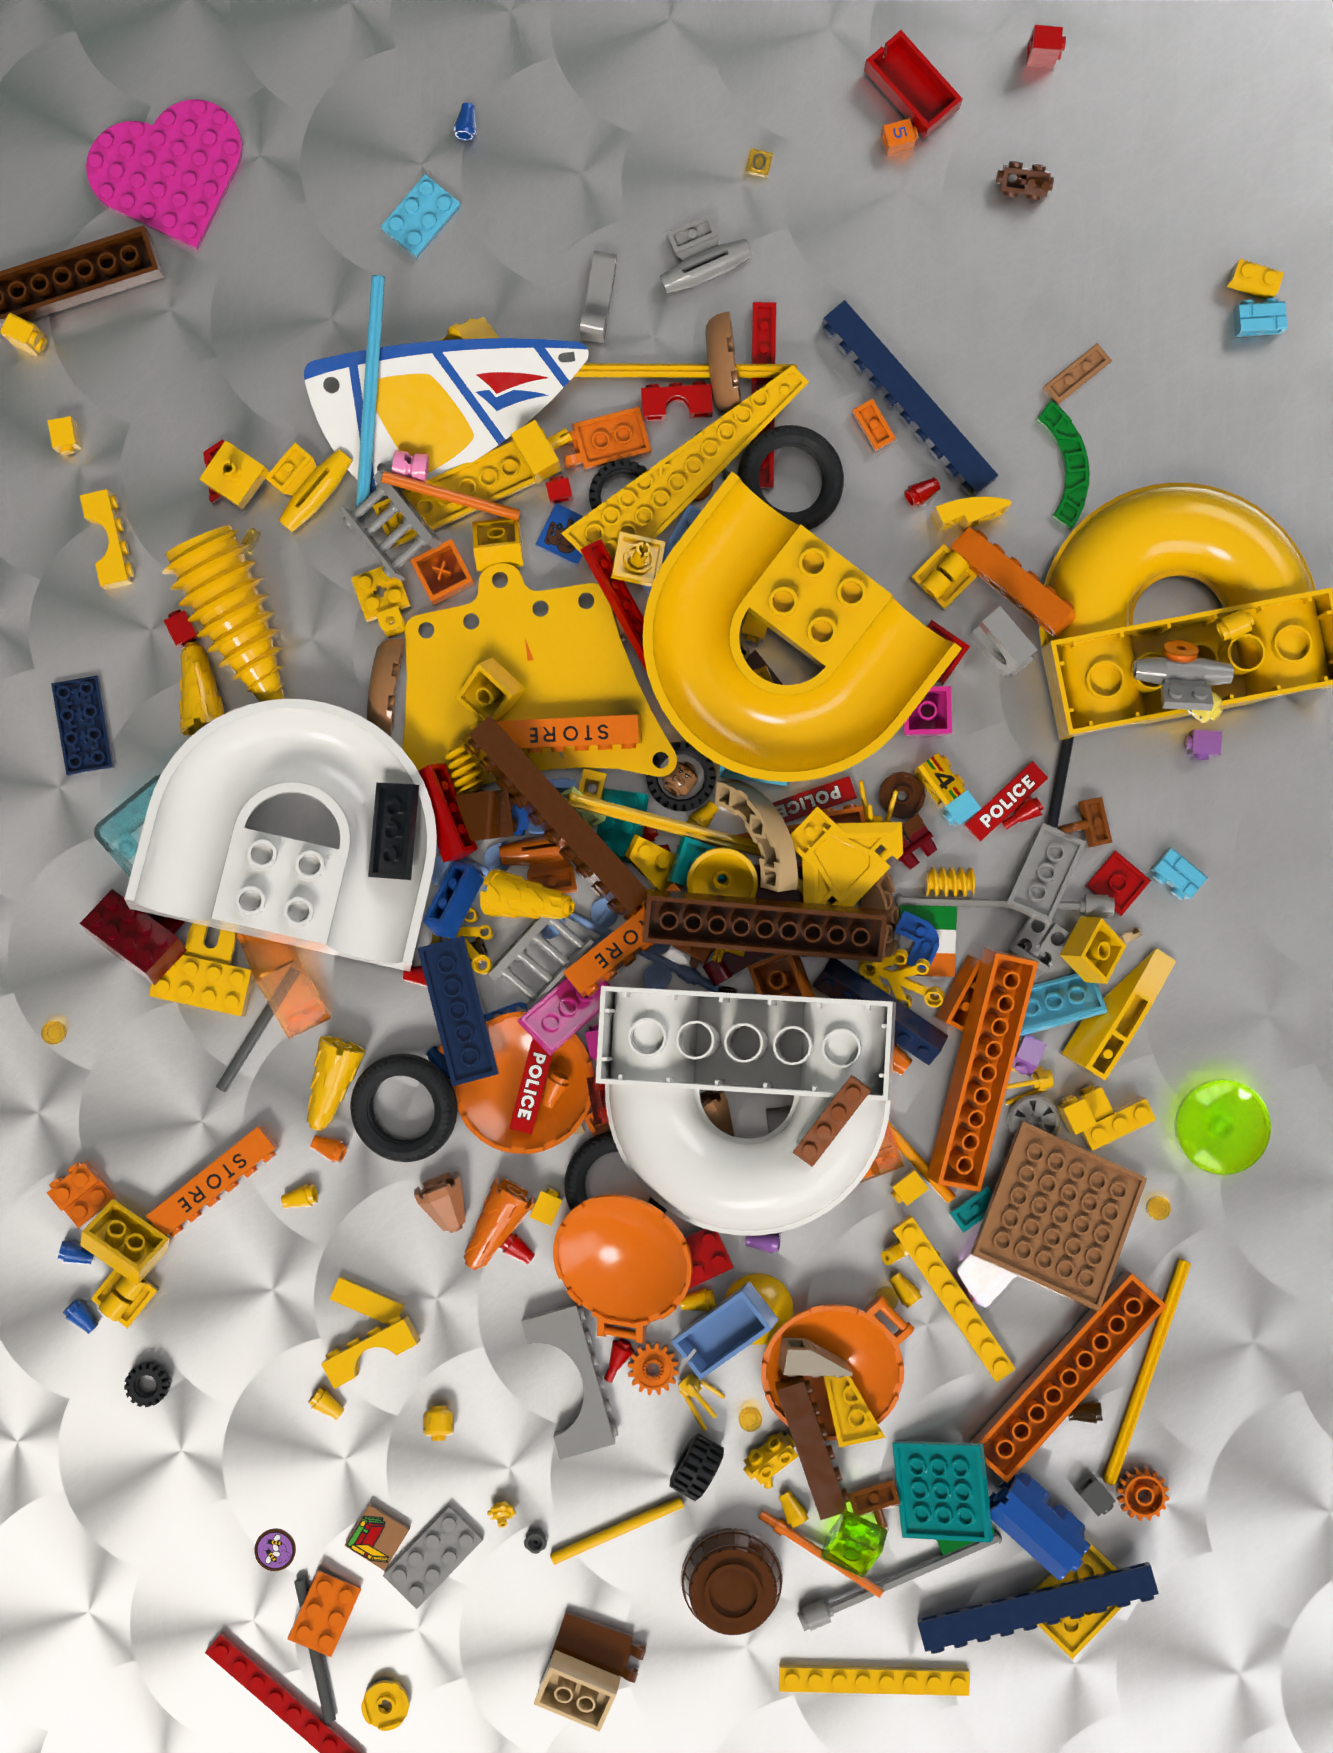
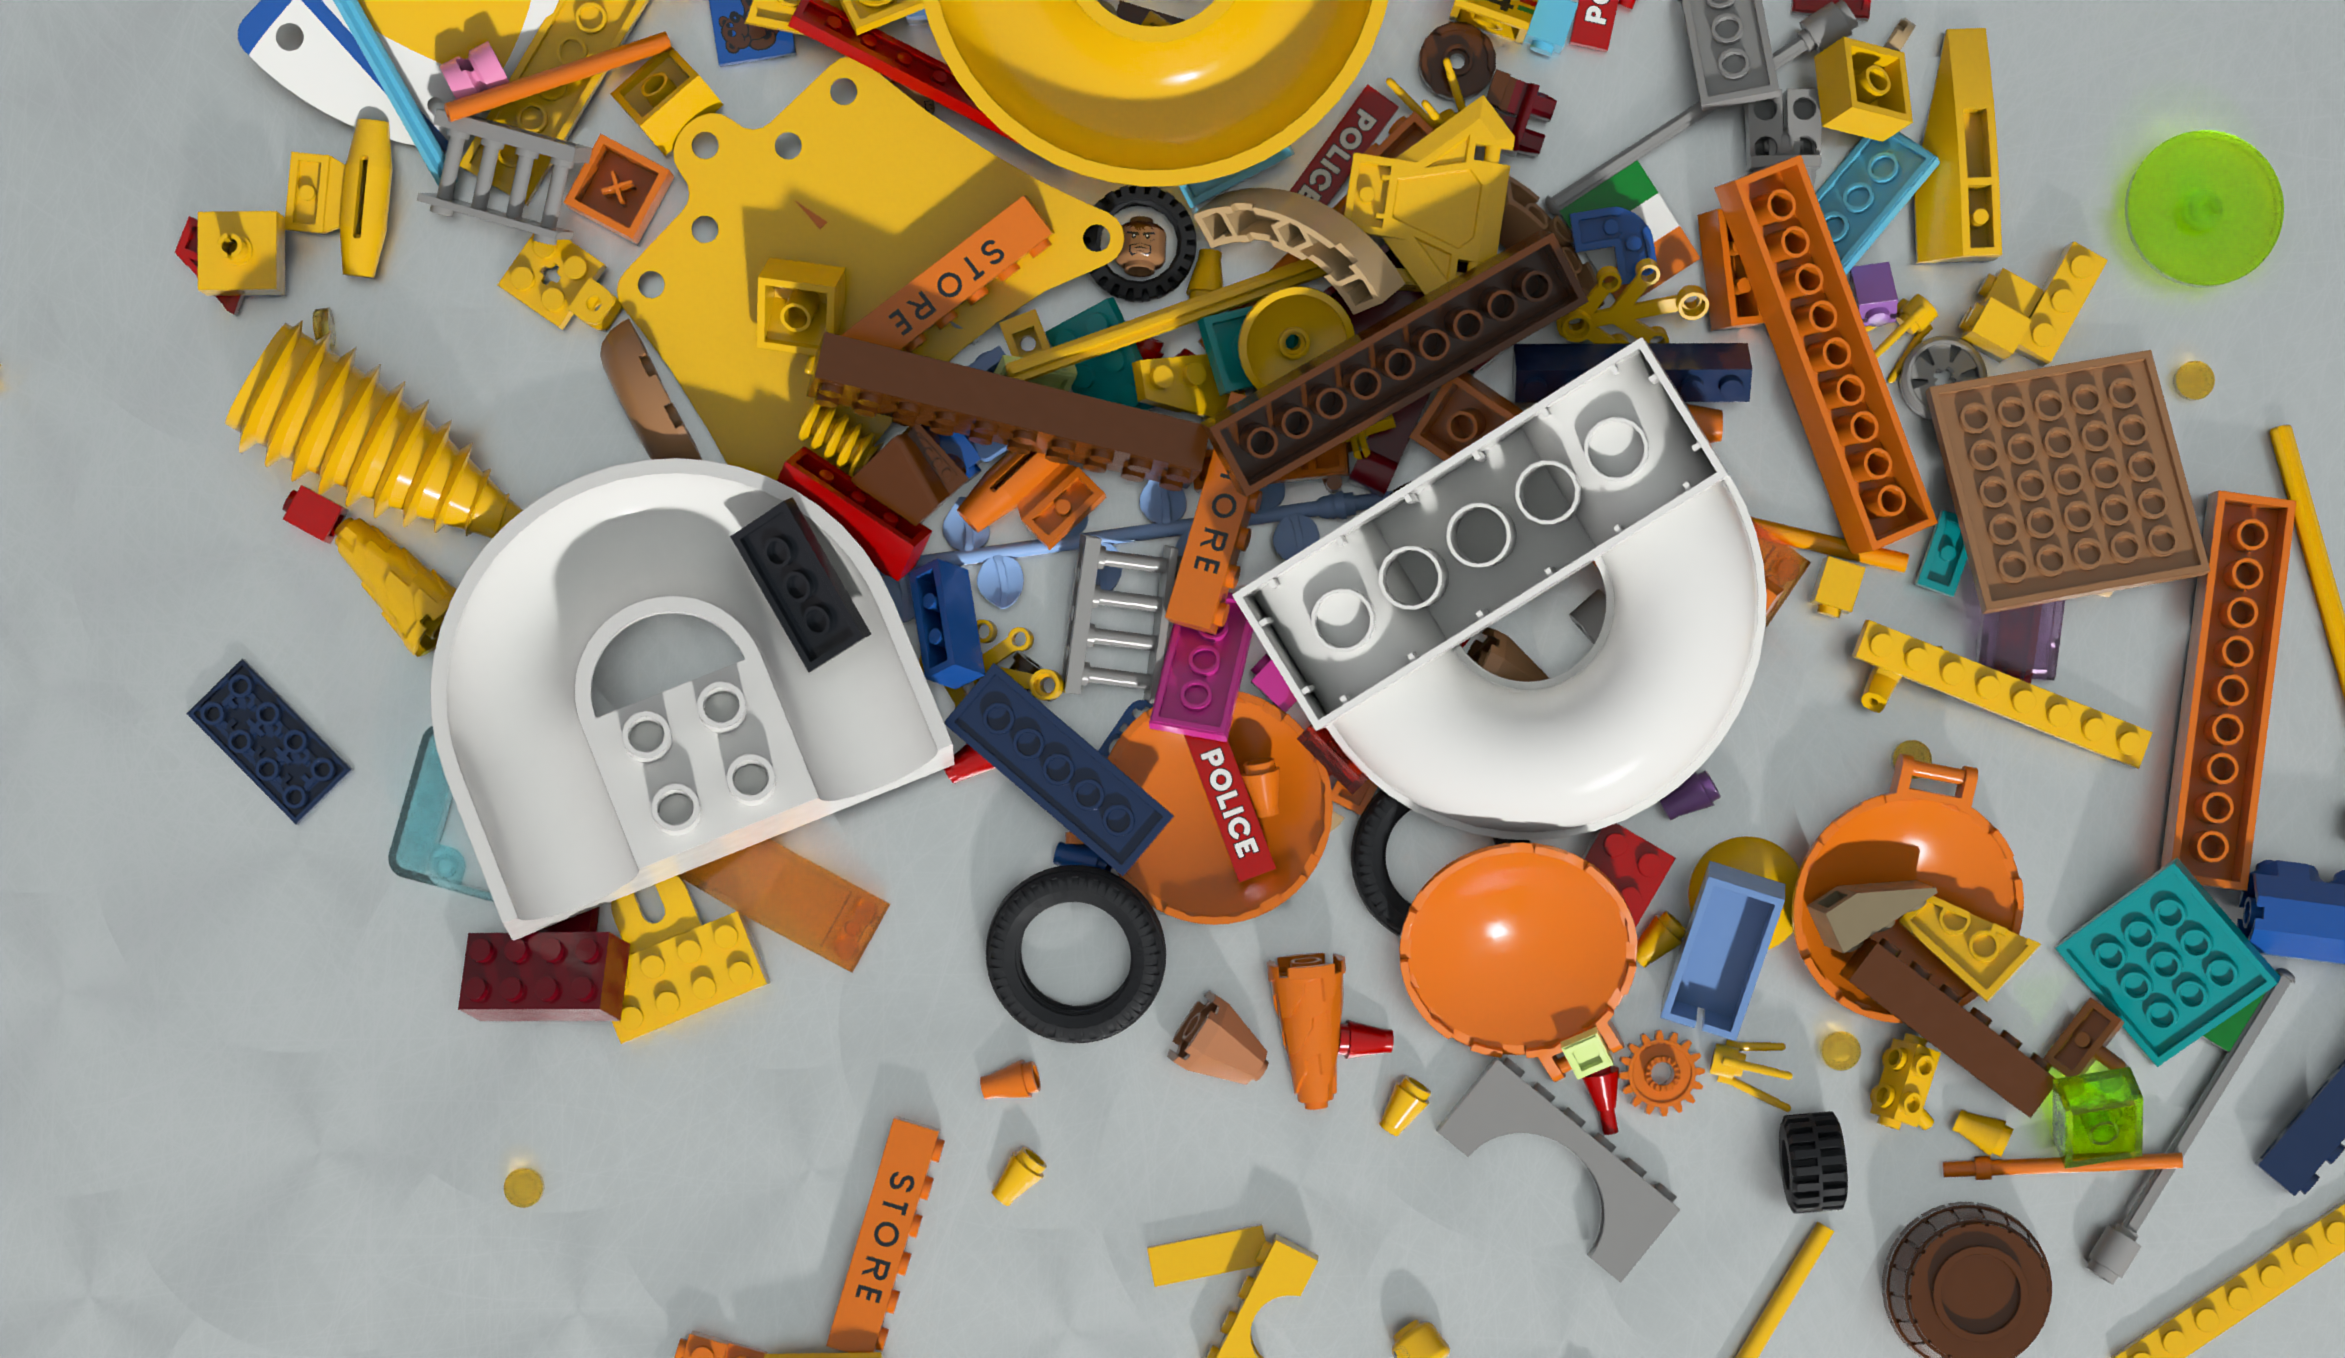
camera: 30 degrees left, 0 degrees up
(113, 567) = (161, 495): yellow arch -> none
(245, 1049) = (802, 1025): dark grey piece -> none
(334, 1071) = (945, 968): yellow cone -> none
(515, 897) = (1032, 557): yellow cone -> none
(515, 1295) = (1404, 1105): none -> yellow cone
(547, 1206) = (1363, 953): yellow brick -> none
(622, 1333) = (1586, 1053): none -> yellowish green tile
(832, 1120) = (1671, 554): dark orange plate -> none
(905, 1290) = (1929, 729): yellow cone -> none
(950, 881) = (1604, 131): yellow piece -> none
(1087, 1412) = (2289, 723): dark brown cone -> none

